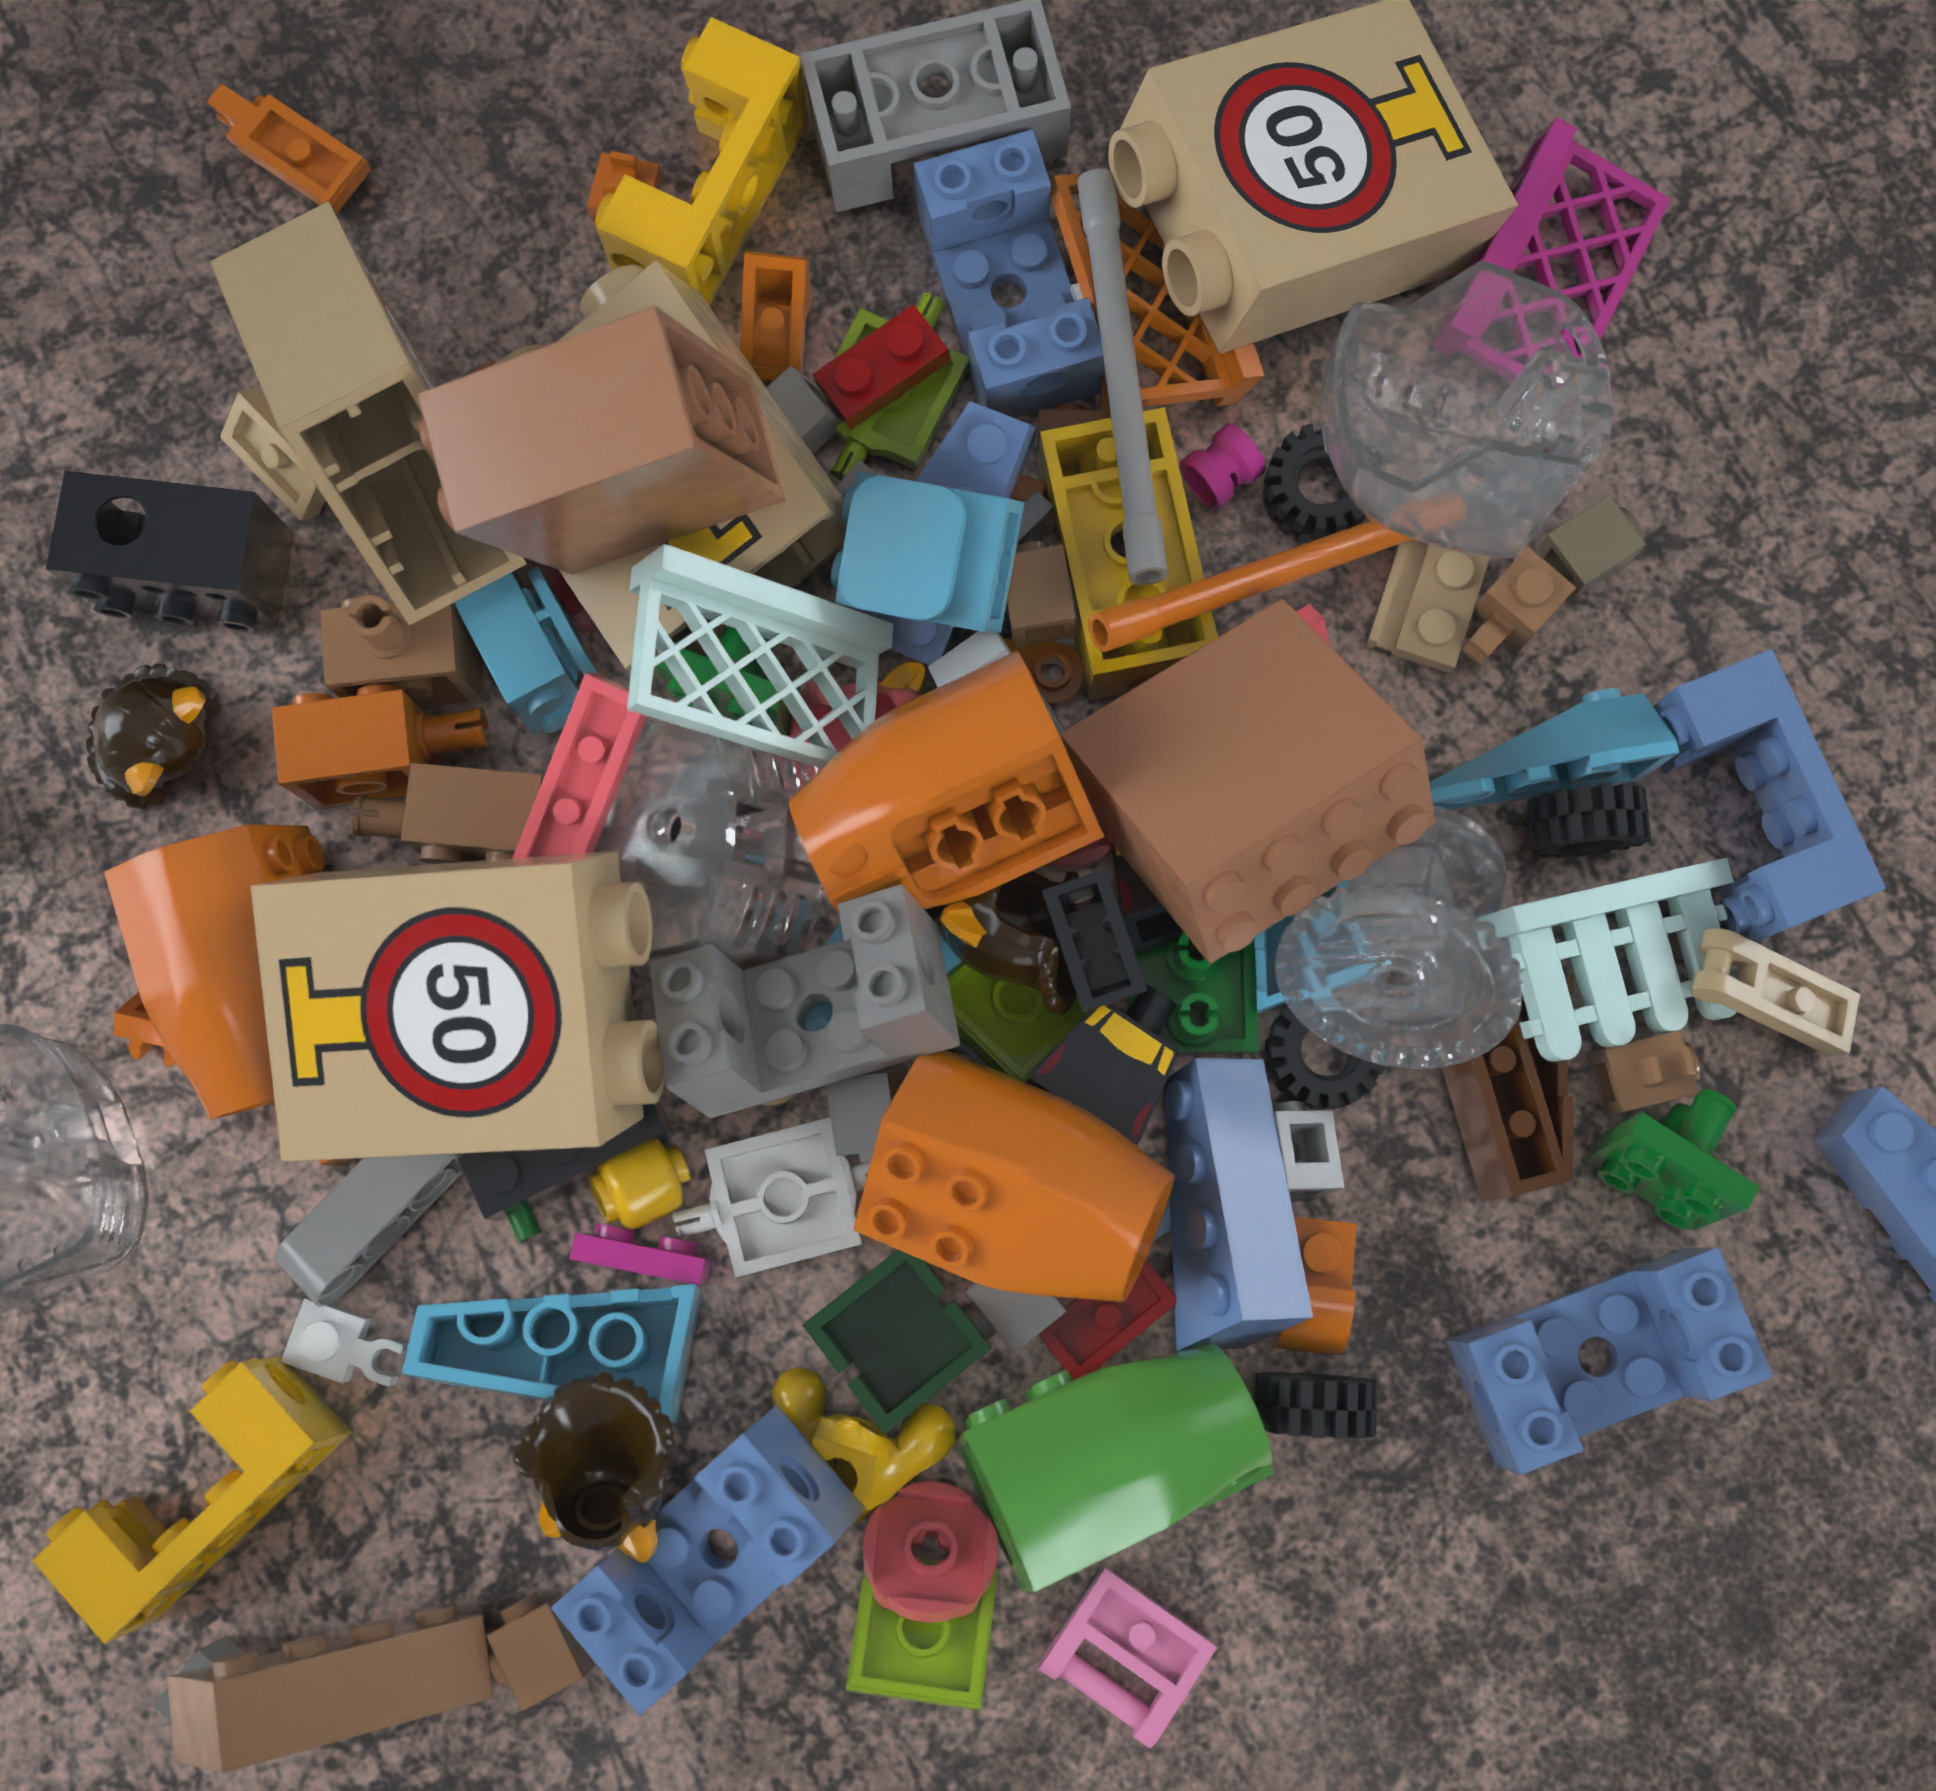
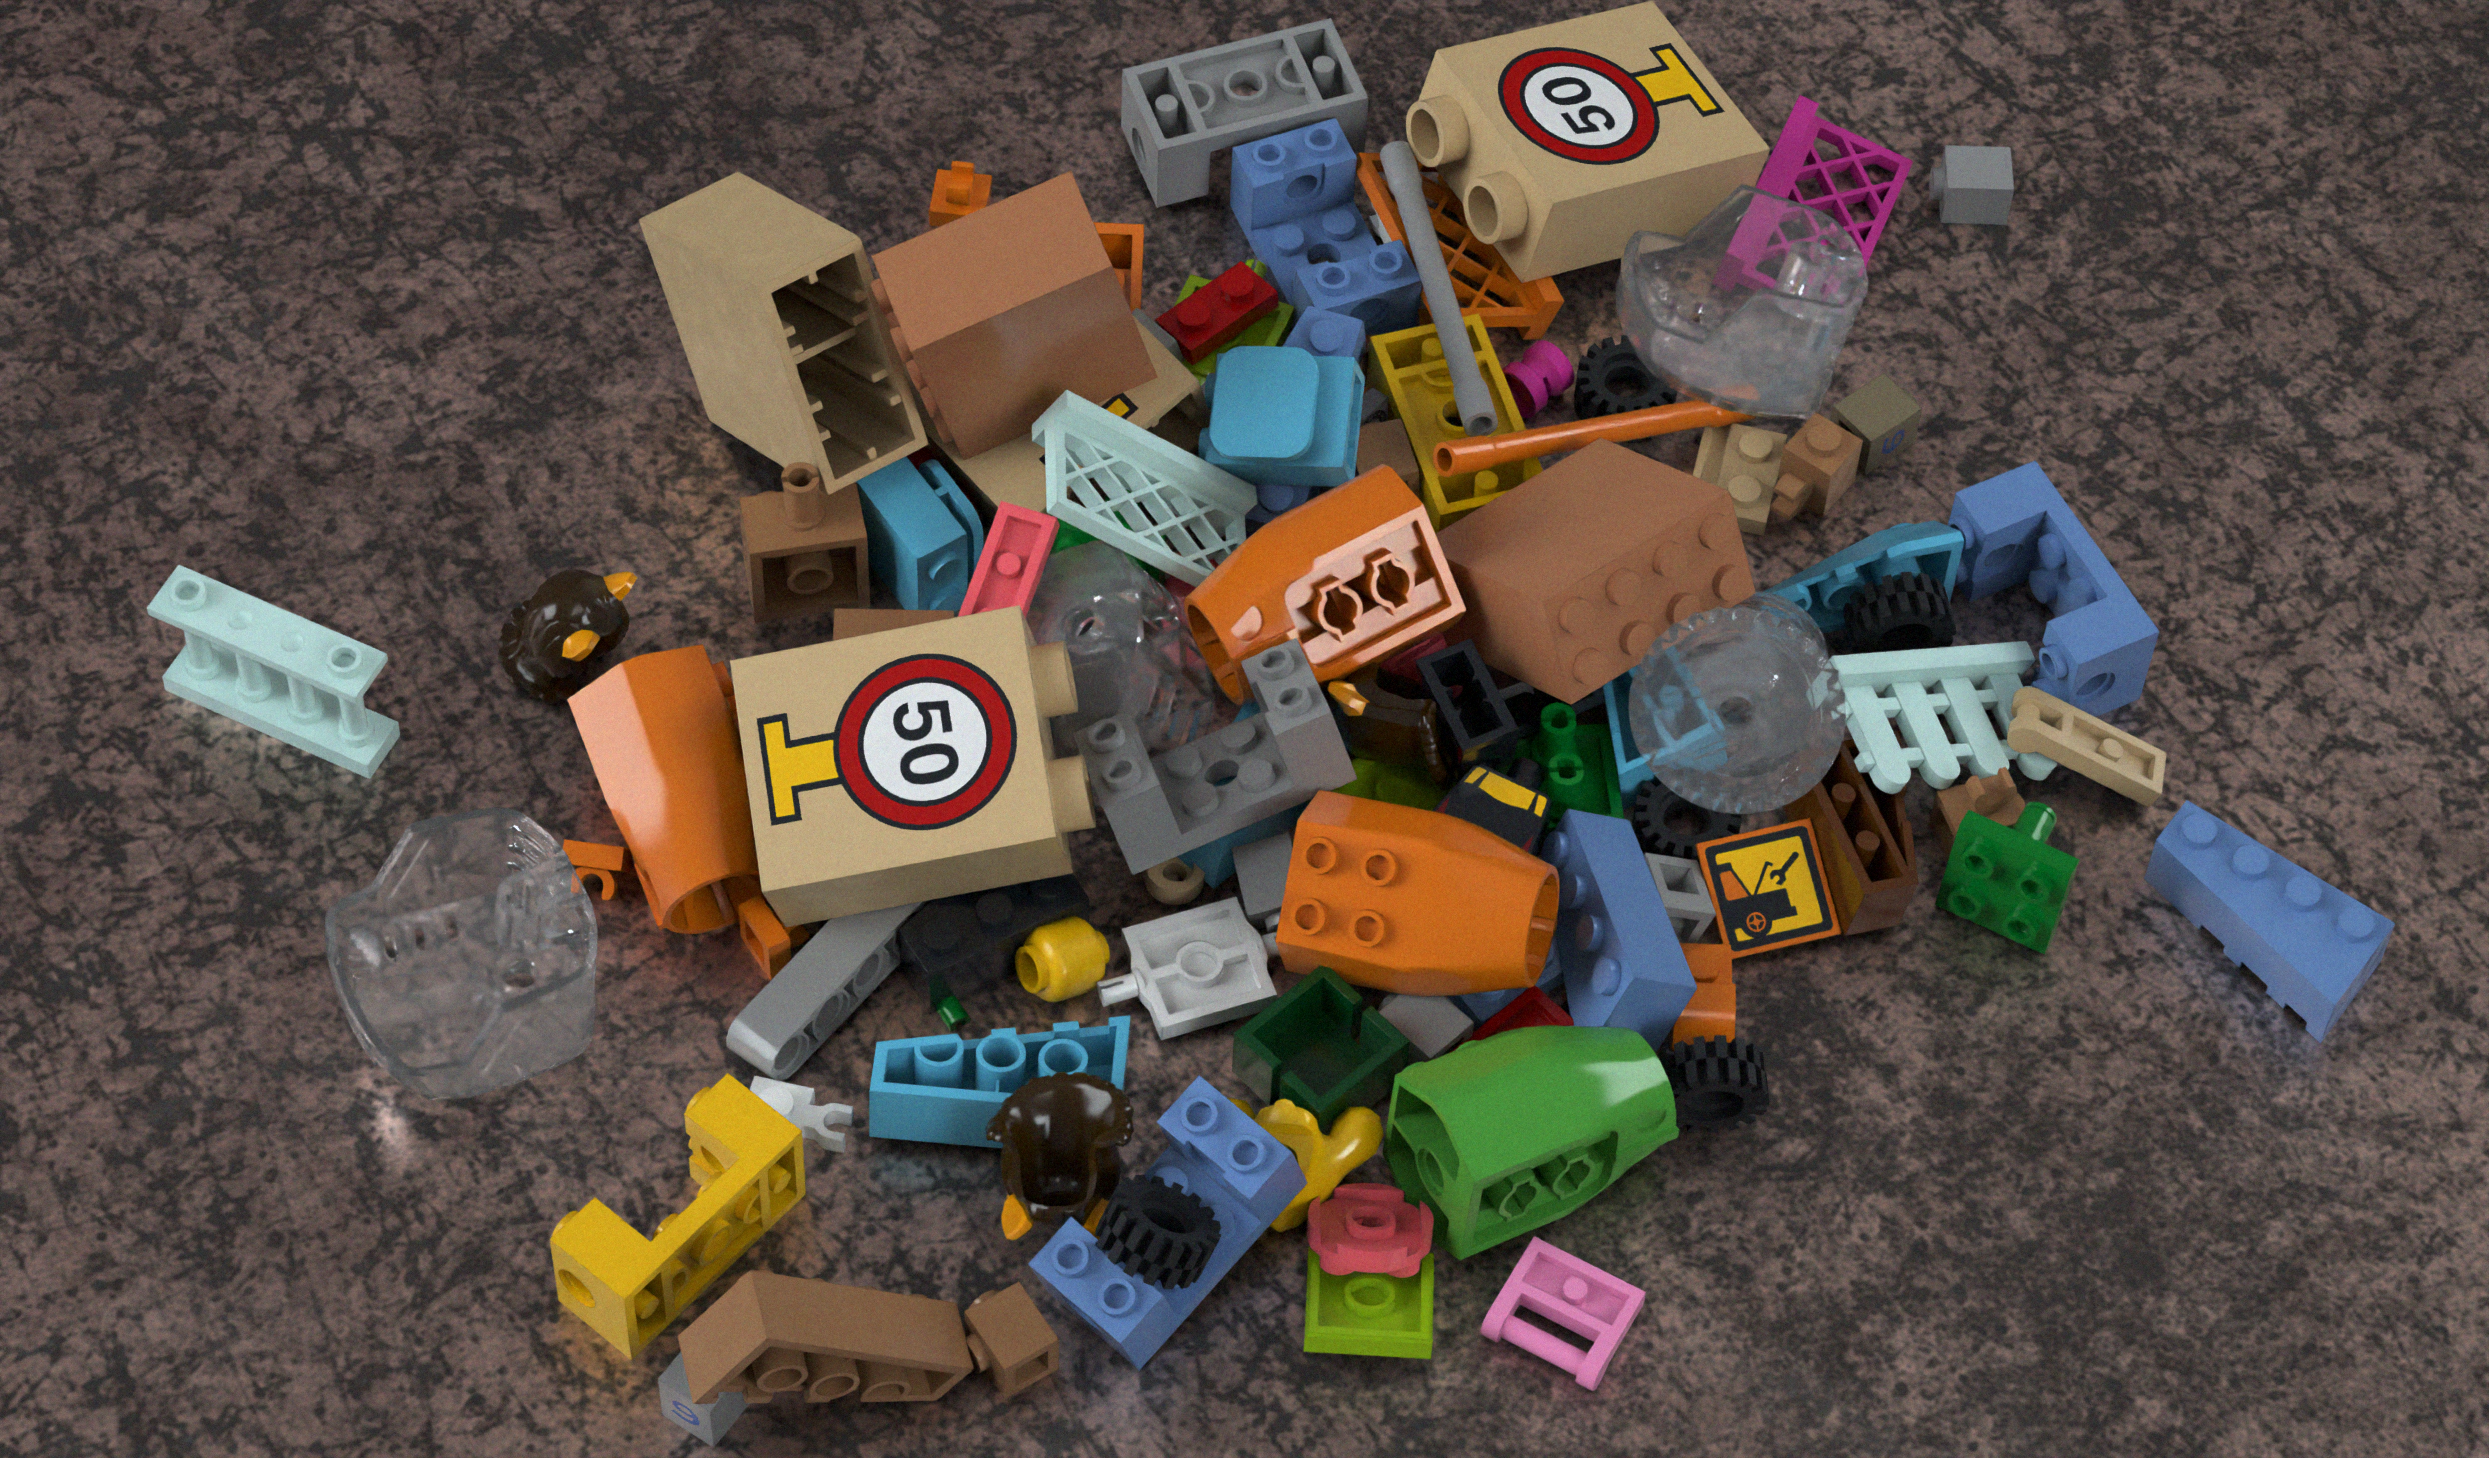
camera: 10 degrees left, 25 degrees down
(185, 559) = (598, 498): black piece -> none
(262, 447) = (664, 412): tan plate -> none
(290, 147) = (637, 170): orange hinge -> none
(364, 743) = (776, 607): orange brick -> none
(614, 1248) = (1041, 1007): dark pink plate -> none
(657, 1614) = (1158, 1231): none -> black tyre
(757, 109) = (1067, 120): yellow plate -> none
(1405, 1148) = (1768, 888): none -> piece
(1669, 1334) = (2029, 1022): medium blue plate -> none
(1736, 238) = (1973, 184): none -> light grey brick

